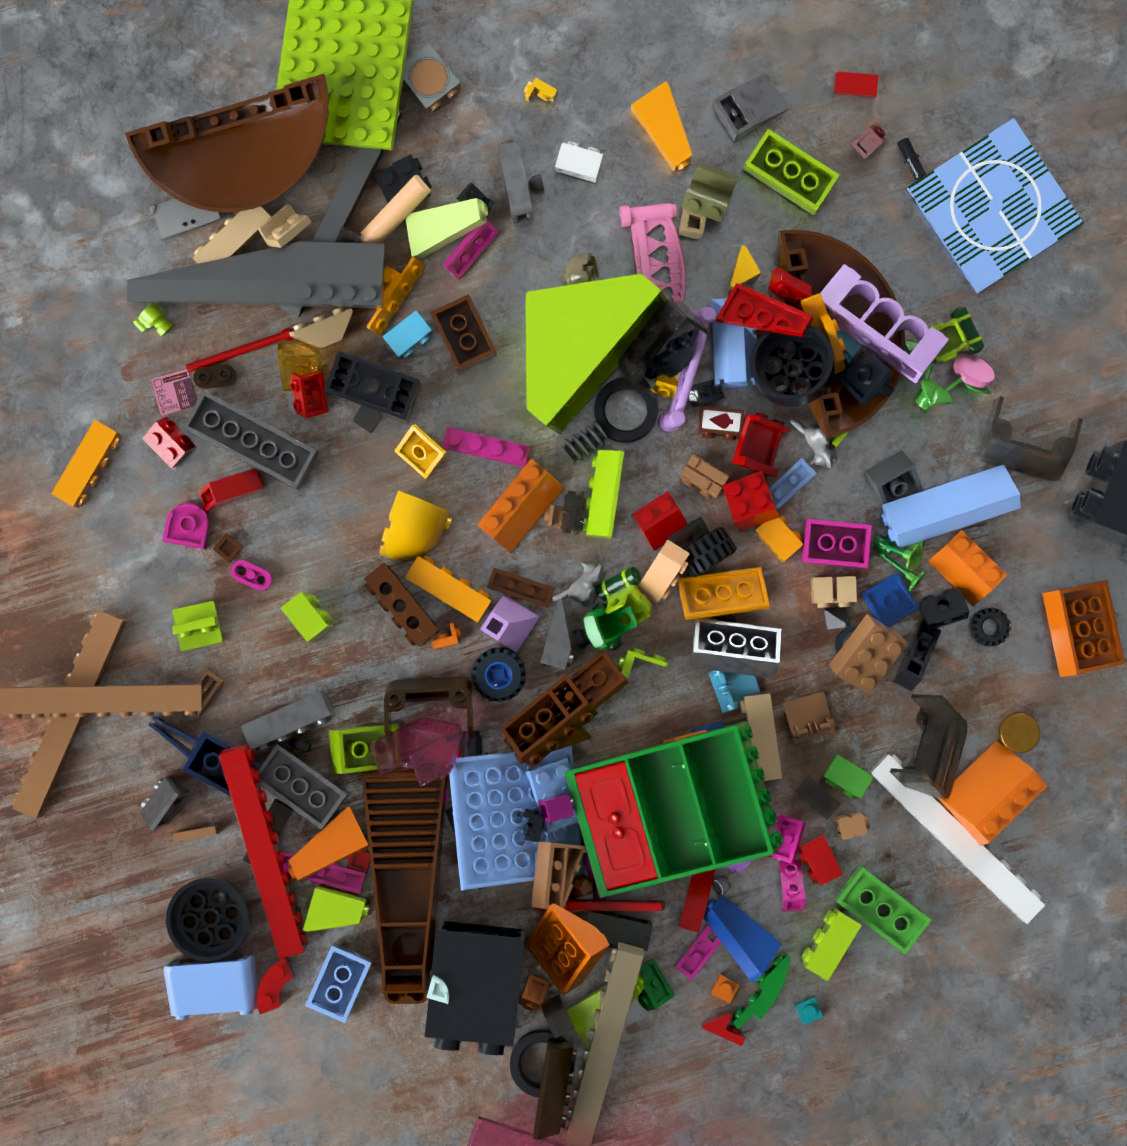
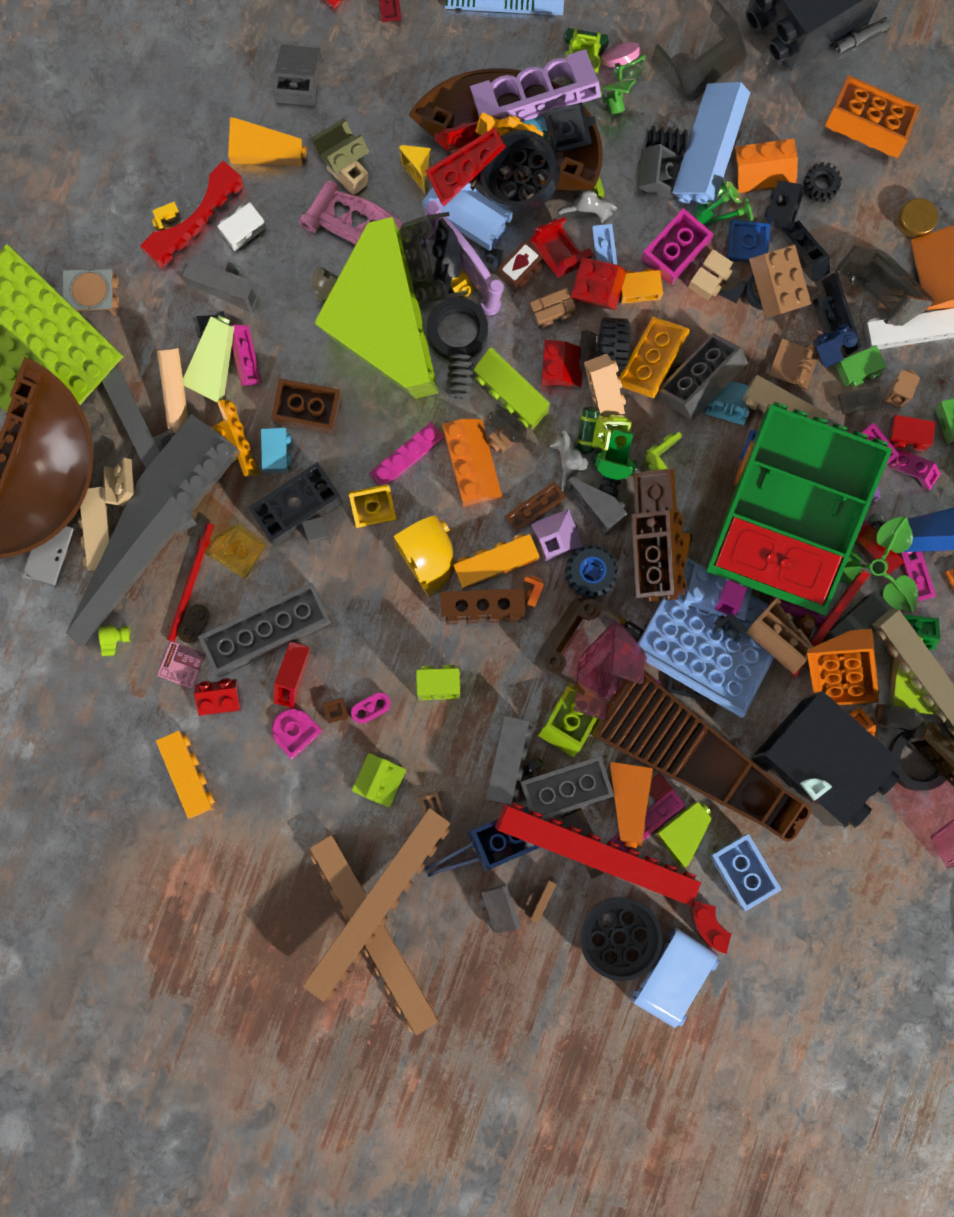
camera: 60 degrees left, 5 degrees down
(309, 394) = (263, 558): red bracket -> none
(324, 329) = (222, 510): tan slope -> none
(398, 175) = (147, 372): black plate -> none
(515, 108) = (165, 243): none -> red arch
(713, 911) = (898, 537): none -> bright green plant
(791, 172) = (370, 78): lime brick -> none
(843, 736) = (829, 344): none -> dark blue brick
(876, 722) = (834, 310): none -> black bracket
(926, 465) = (666, 139): none -> black piece

